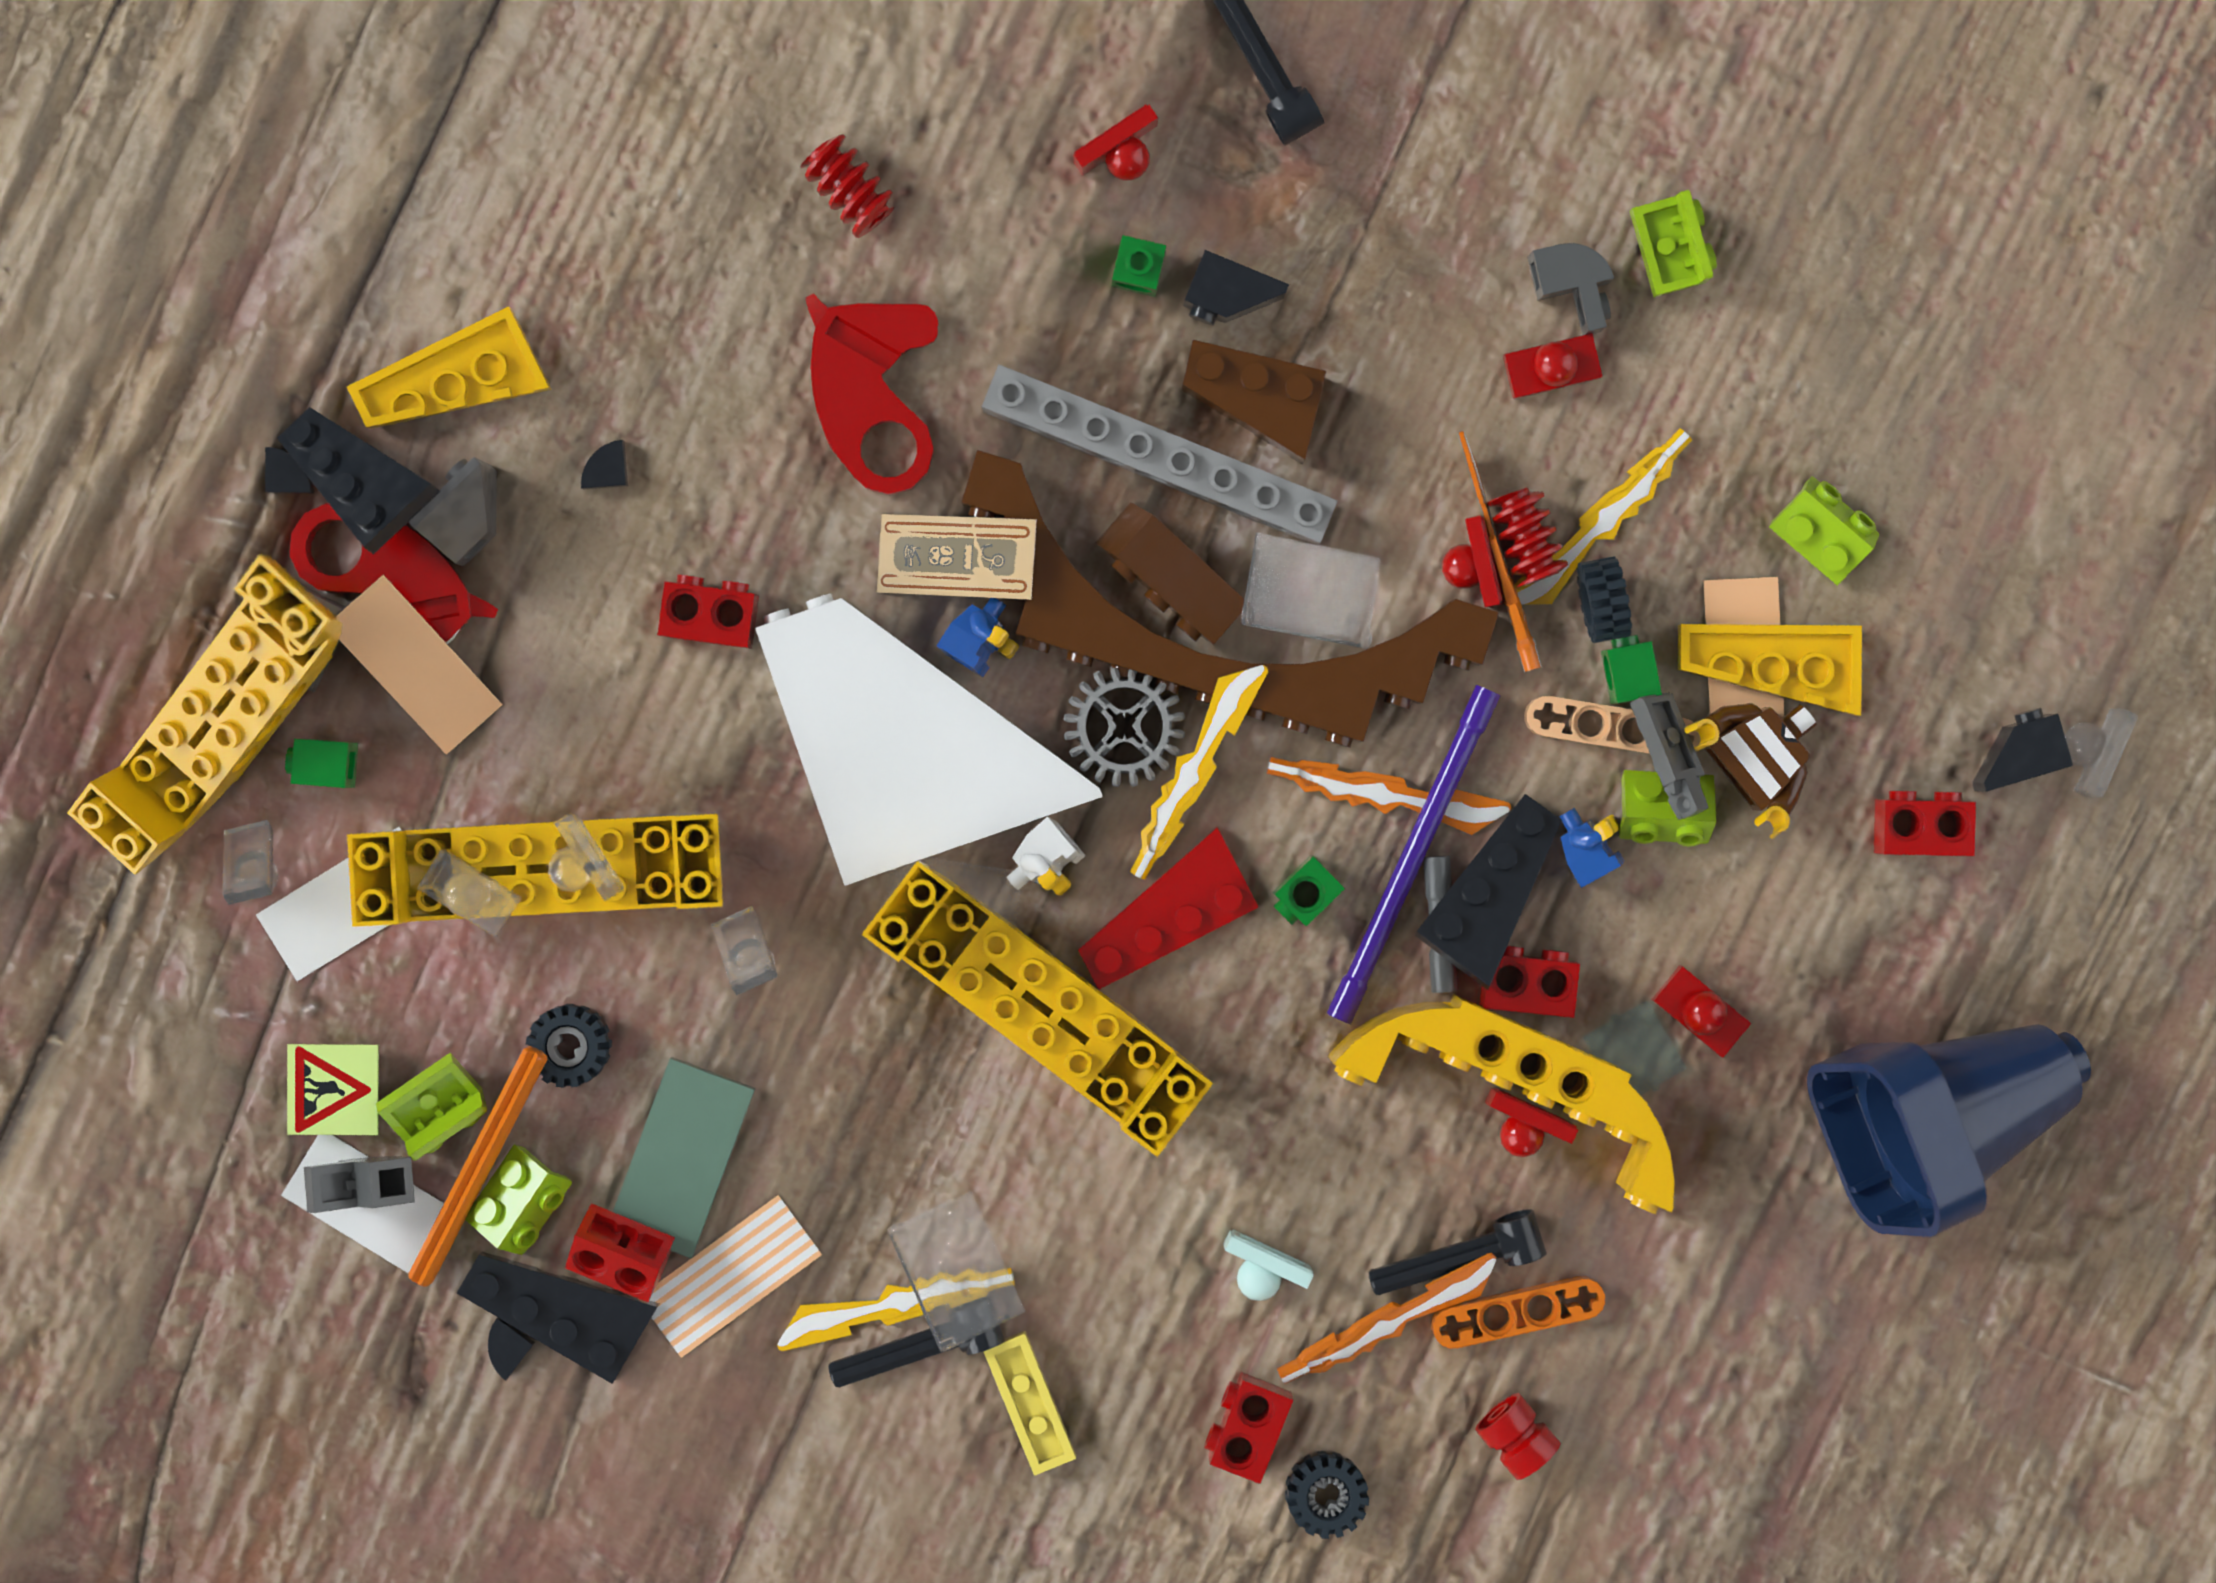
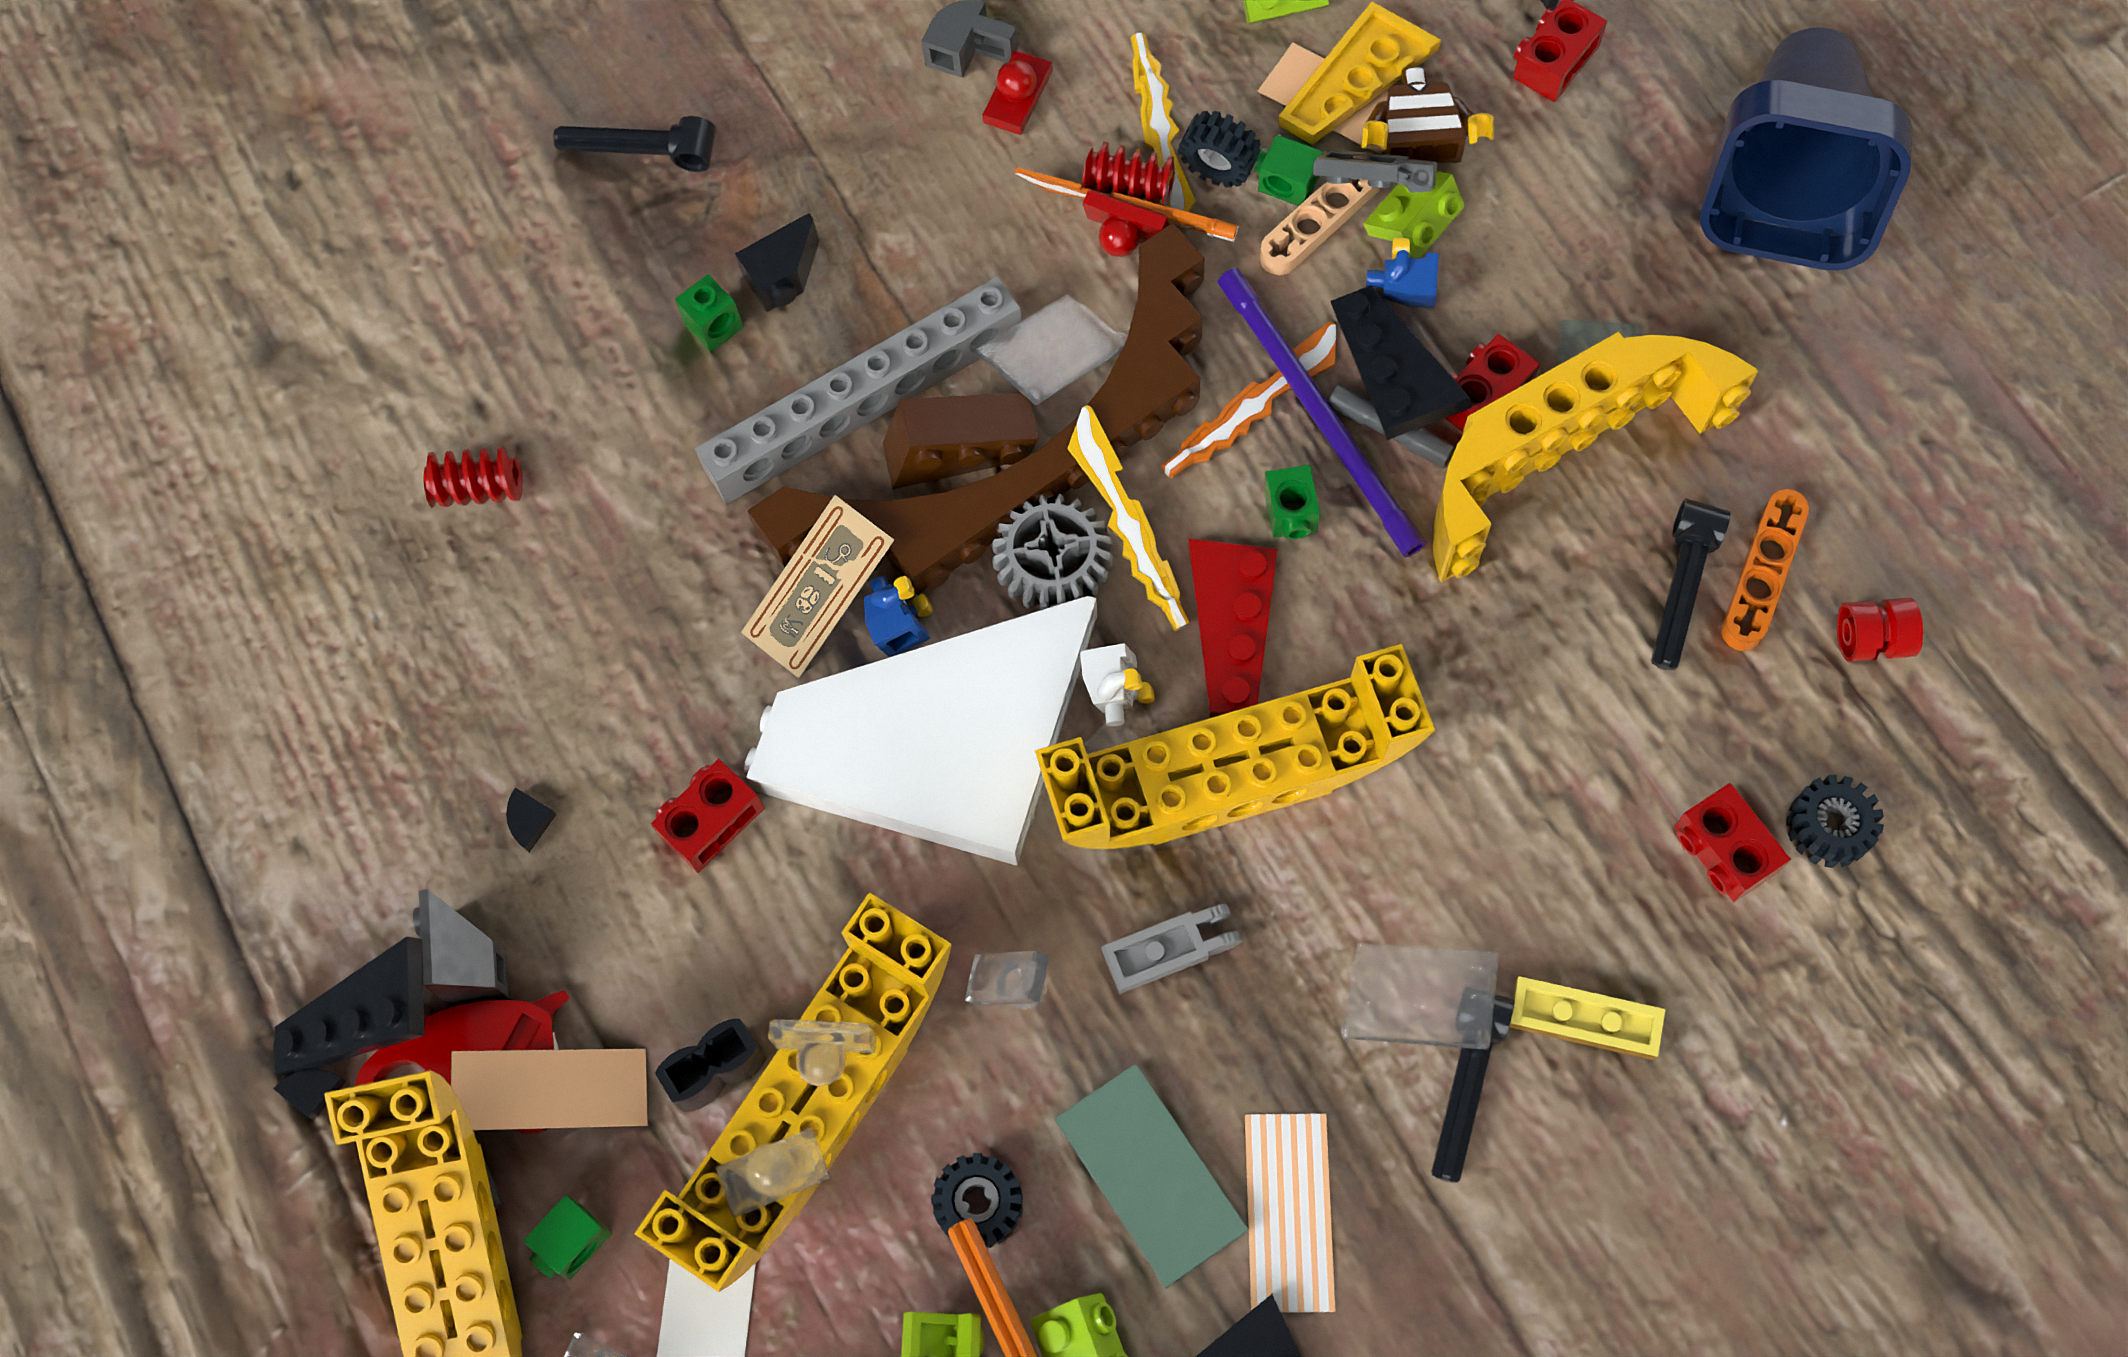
camera: 50 degrees left, 20 degrees down
(458, 372) = (352, 880): yellow wing -> none
(508, 769) = (700, 1072): none -> black brick
(619, 1252) = (1197, 1287): red brick -> none
(832, 1320) = (1393, 1146): sword -> none
(848, 361) = (601, 569): red animal -> none
(859, 1050) = (1166, 948): none -> light grey hinge
(1120, 147) = (611, 272): red tile -> none
(1257, 392) = (871, 290): reddish brown wedge -> none
(1264, 1266) = (1591, 737): light aqua tile -> none
(1390, 1320) = (1707, 674): orange sword -> none
(1524, 1130) = (1604, 458): red tile -> none
(1701, 1011) = (1598, 284): red tile -> none

